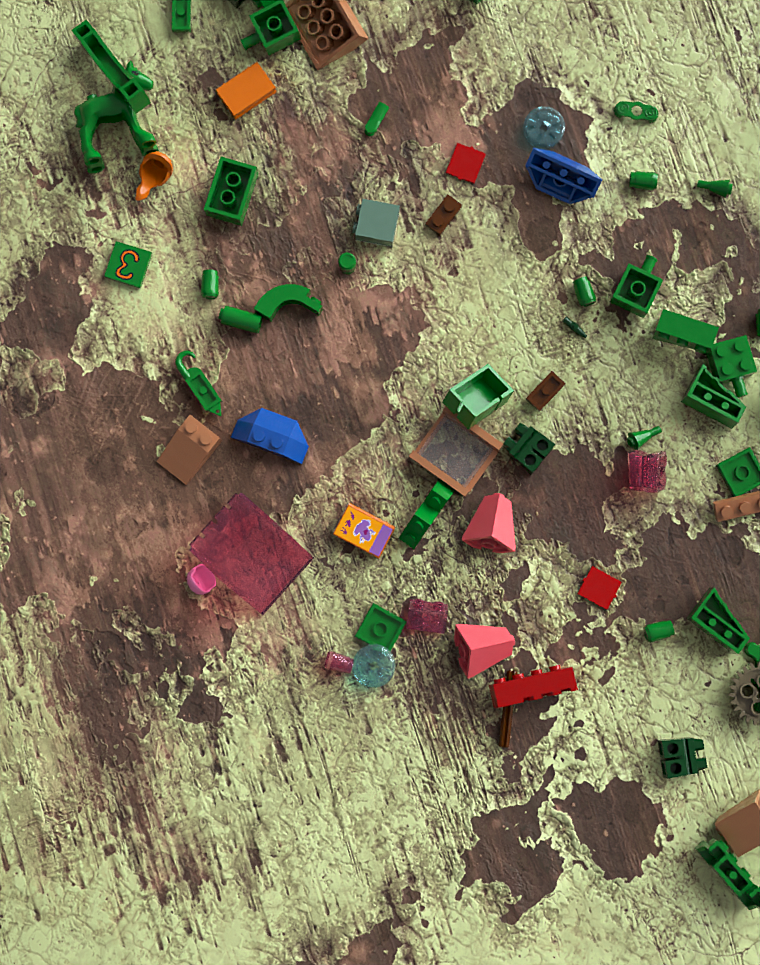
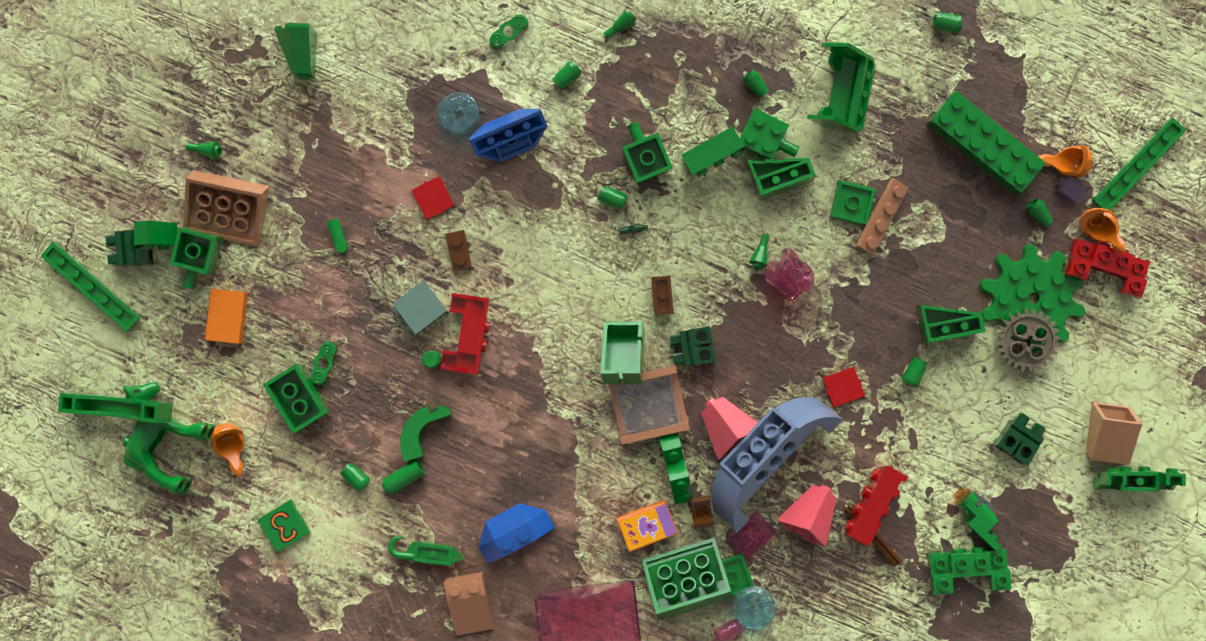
camera: 50 degrees left, 5 degrees up
(262, 194) = (326, 351): none -> green piece
(350, 596) = (687, 579): none -> green slope
(390, 277) = (471, 335): none -> red bracket
(411, 561) = (701, 511): none -> reddish brown bracket
(497, 564) = (764, 452): none -> sand blue slope
(557, 805) = (968, 563): none -> green bracket
(597, 777) = (980, 514): none -> green plate

